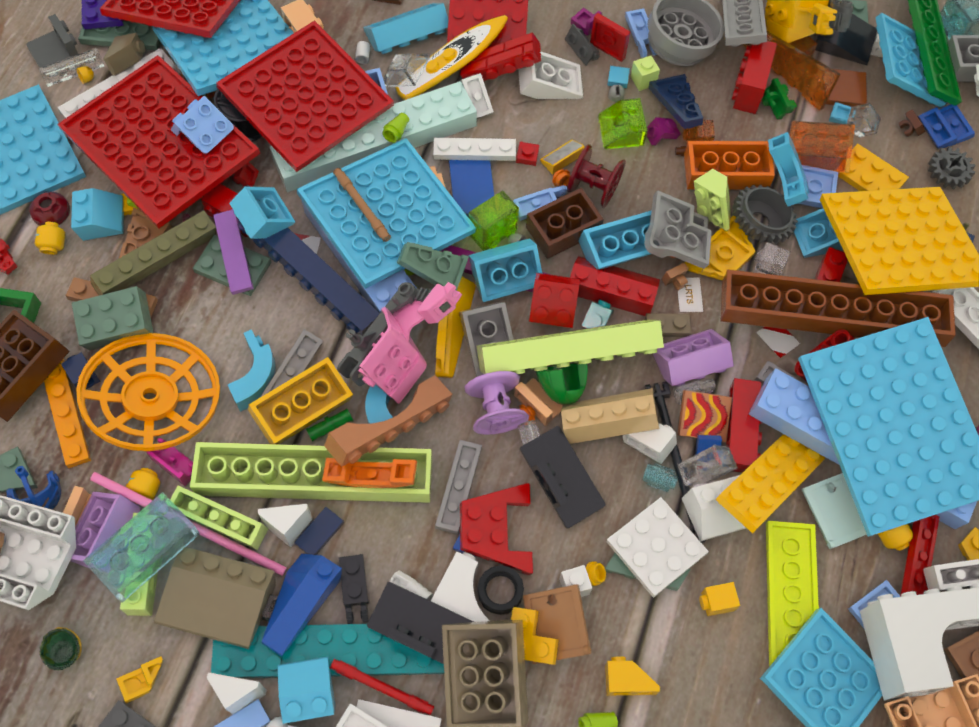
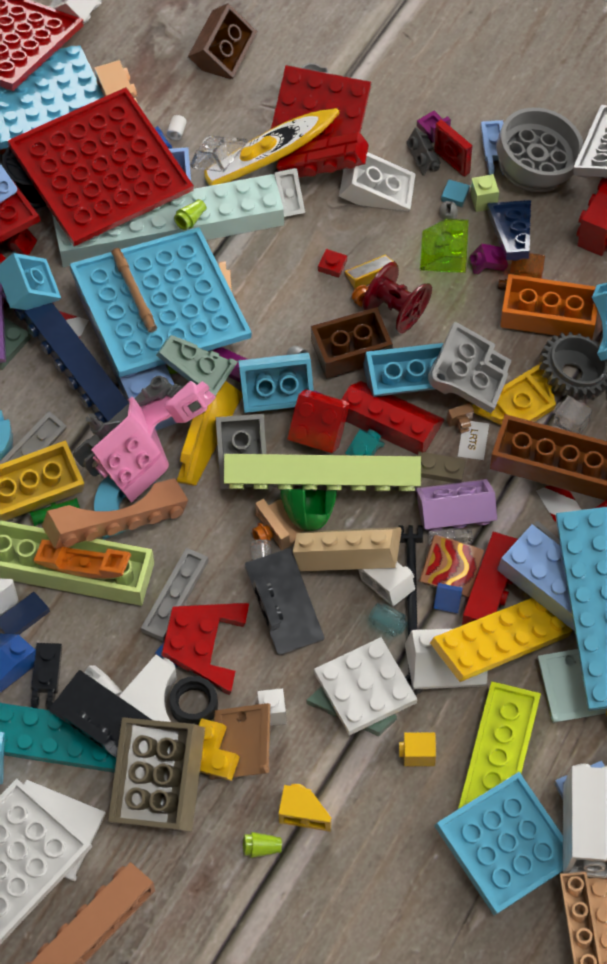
camera: 15 degrees right, 5 degrees down
(407, 27) = (231, 106): medium azure slope -> none
(411, 700) = (78, 789): red piece -> none
(471, 183) = (264, 282): blue tile -> none
(474, 149) = (274, 249): white plate -> none
(493, 388) = (231, 501): lavender piece -> none
(494, 220) = (274, 328): clear neon green brick -> none
(538, 199) = (327, 313): light blue hinge -> none
(596, 573) = (295, 702): yellow plate -> none
(707, 466) = (438, 612): clear brick -> none
(713, 198) = (521, 340): yellowish green slope -> none

